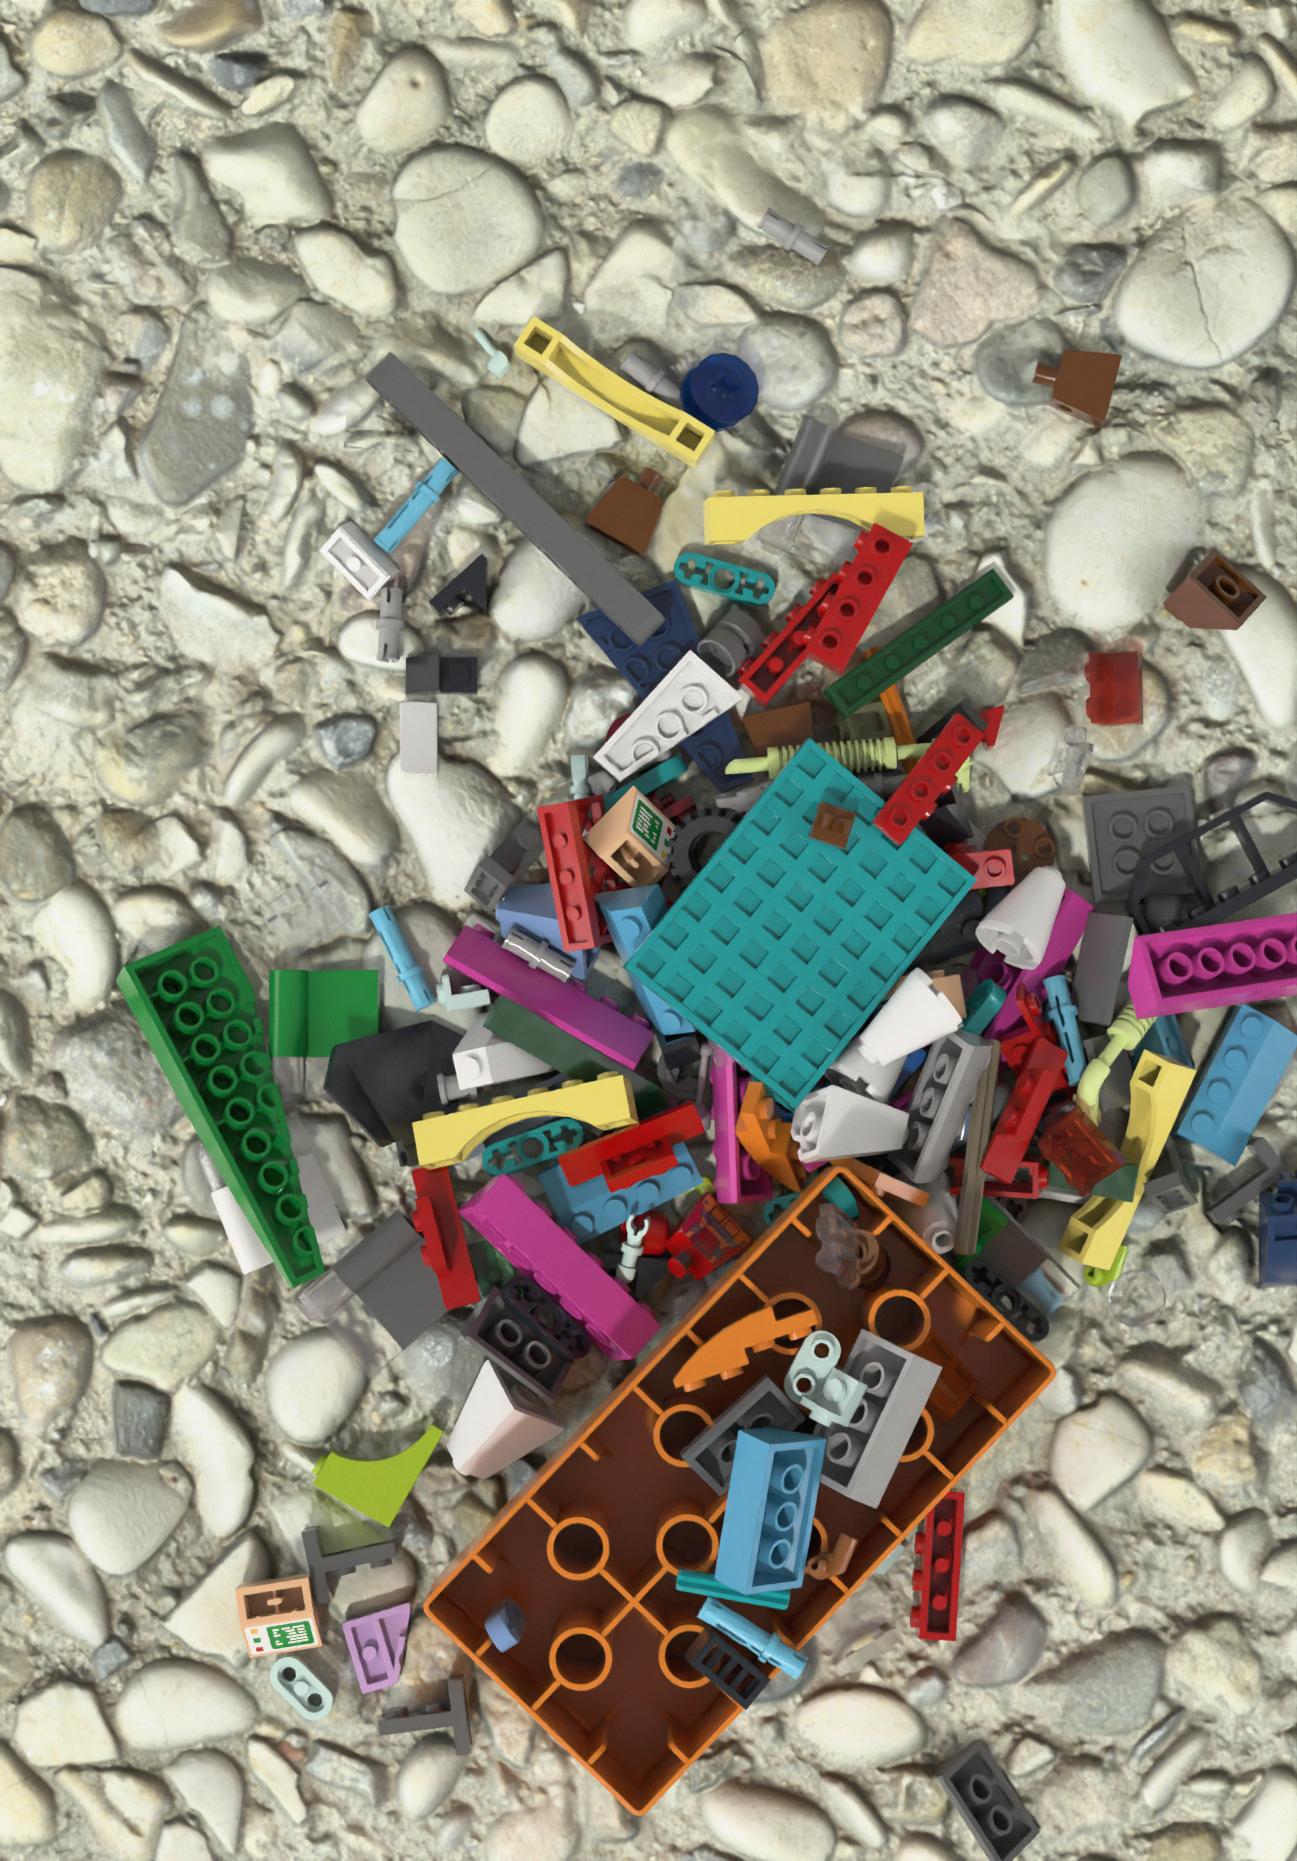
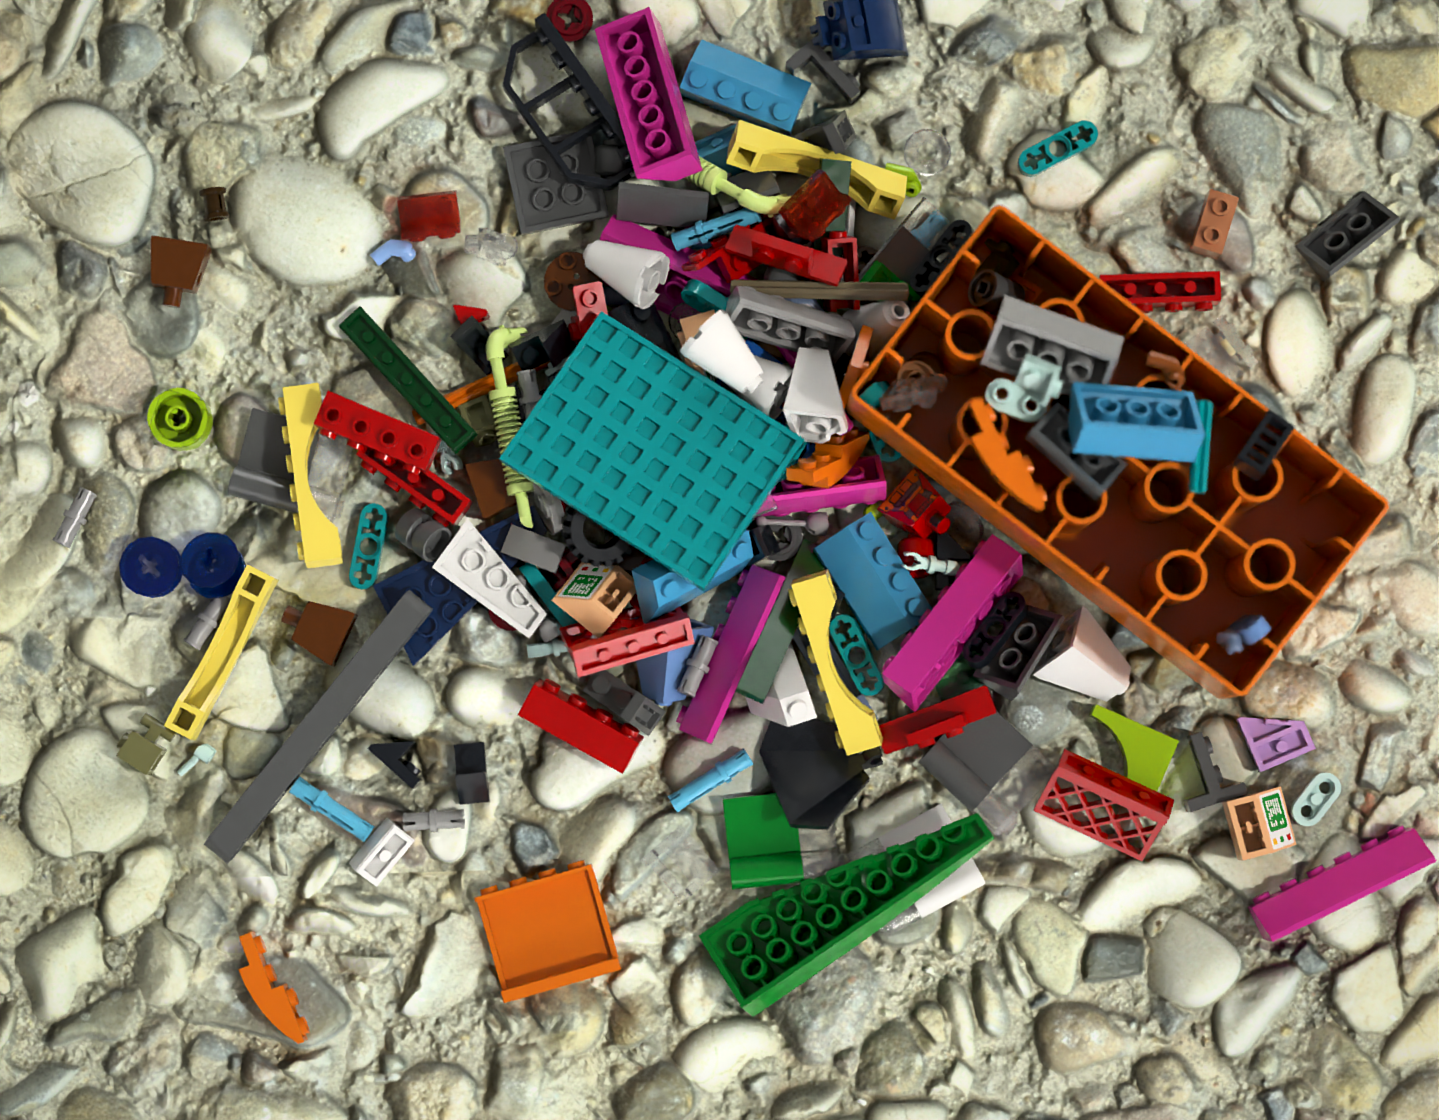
camera: 90 degrees left, 0 degrees up
(195, 417) = (275, 1002): none -> orange slope
(195, 1706) = (1340, 883): none -> dark pink slope
(243, 747) = (548, 931): none -> orange panel
(337, 1439) = (1112, 790): none -> red fence
(418, 738) = (526, 786): white slope -> none
(434, 1716) = (1327, 689): dark grey bracket -> none
(450, 1090) = (815, 727): light grey bush -> none
(469, 996) = (738, 722): light aqua bracket -> none
(484, 809) = (581, 725): none -> red brick
(492, 1600) = (1230, 642): none -> sand blue arm
(509, 290) = (142, 750): none -> olive brick
(633, 1151) = (851, 569): red bracket -> none
(700, 773) = (533, 548): none -> light grey slope
(724, 300) = (154, 550): none -> clear blue piece
(759, 1641) = (1239, 422): medium azure pin -> none
(821, 682) = (447, 456): none -> light aqua piece
(831, 825) = (570, 432): reddish brown tile -> none
(881, 358) = (172, 404): none -> lime brick
(929, 777) = (522, 358): red bracket -> none
(958, 1354) = (989, 289): none -> dark grey wheel
(987, 1368) = (1000, 259): none -> olive bracket
(1015, 1640) = (1213, 224): none -> nougat brick
(1079, 644) = (396, 248): none -> light blue arm
(1124, 1430) = (1073, 131): none -> teal beam
(1153, 435) = (214, 204): none -> dark brown bush
(1215, 596) = (344, 141): reddish brown slope -> none

